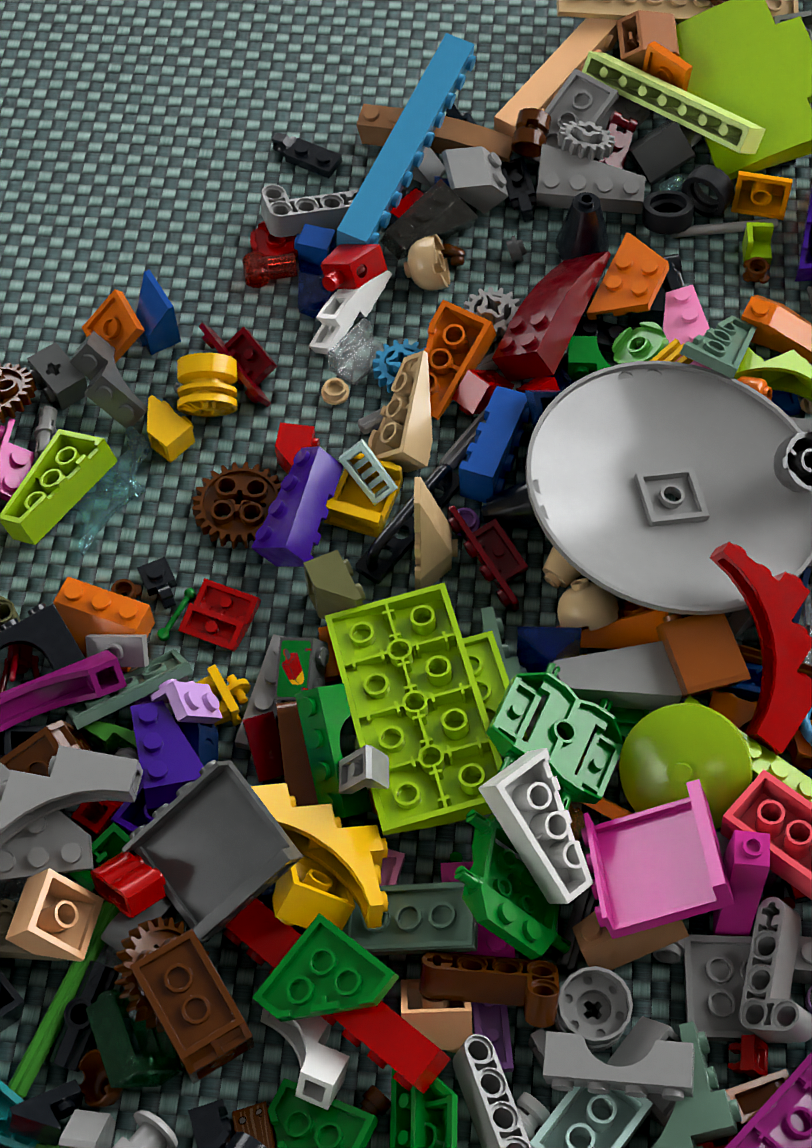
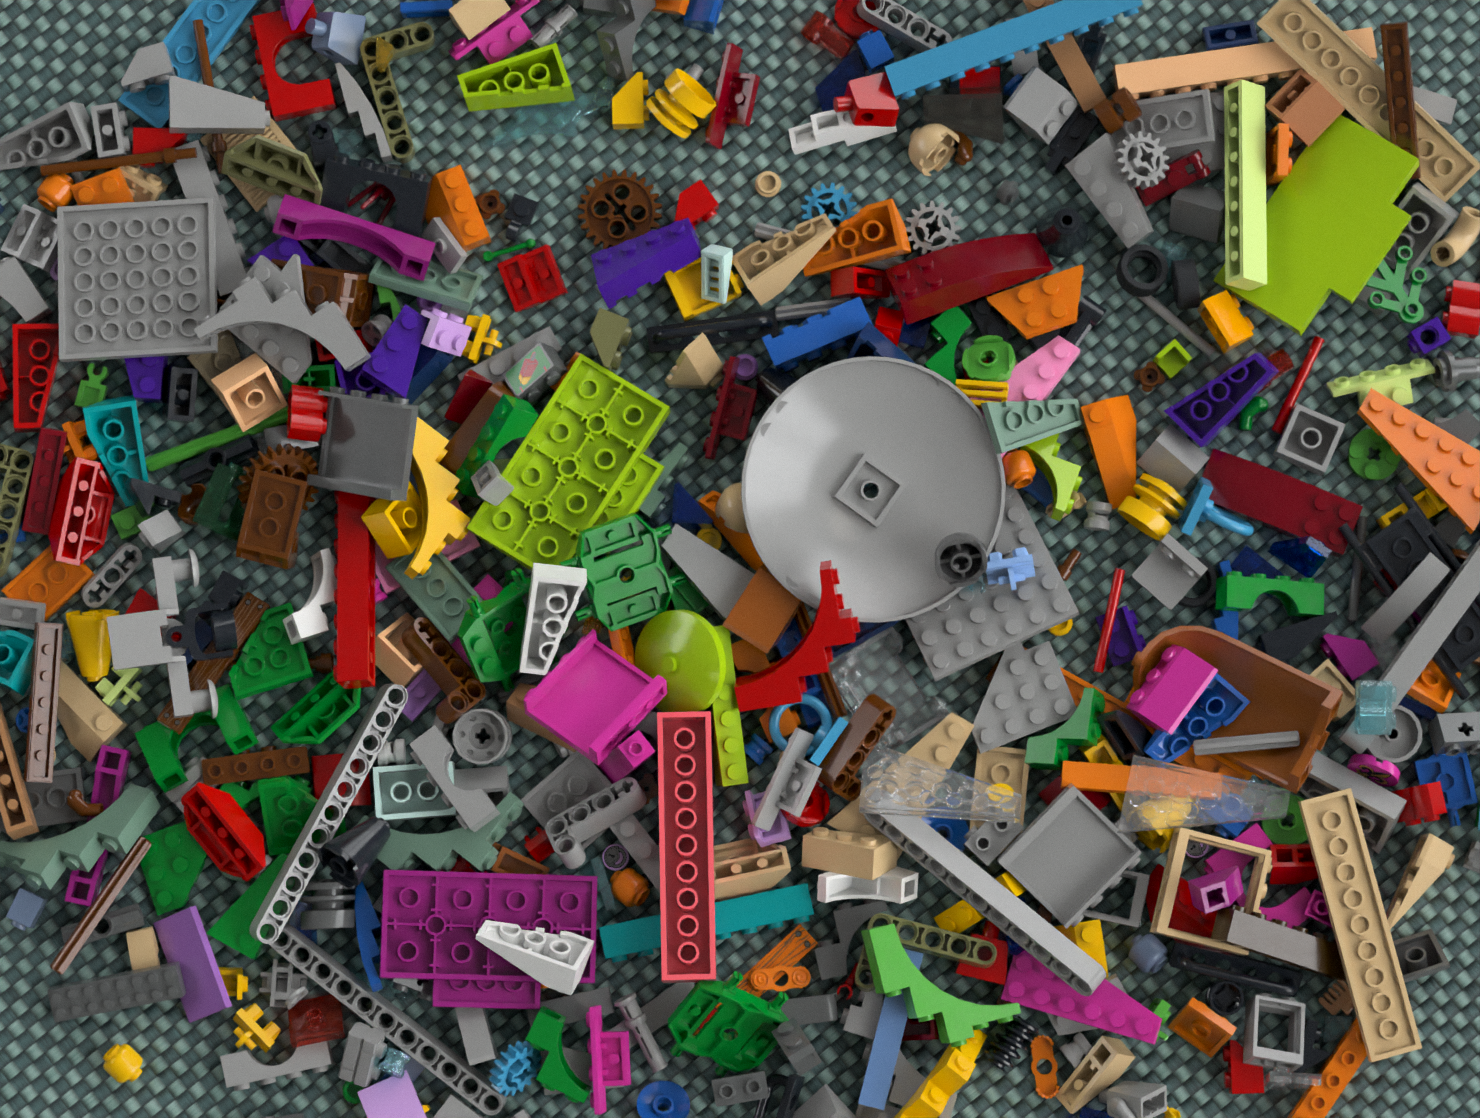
camera: 45 degrees right, 25 degrees up
(324, 976) = (353, 576): green plate -> none
(355, 353) = (812, 169): clear panel -> none
(544, 49) = (1229, 35): none -> dark blue slope

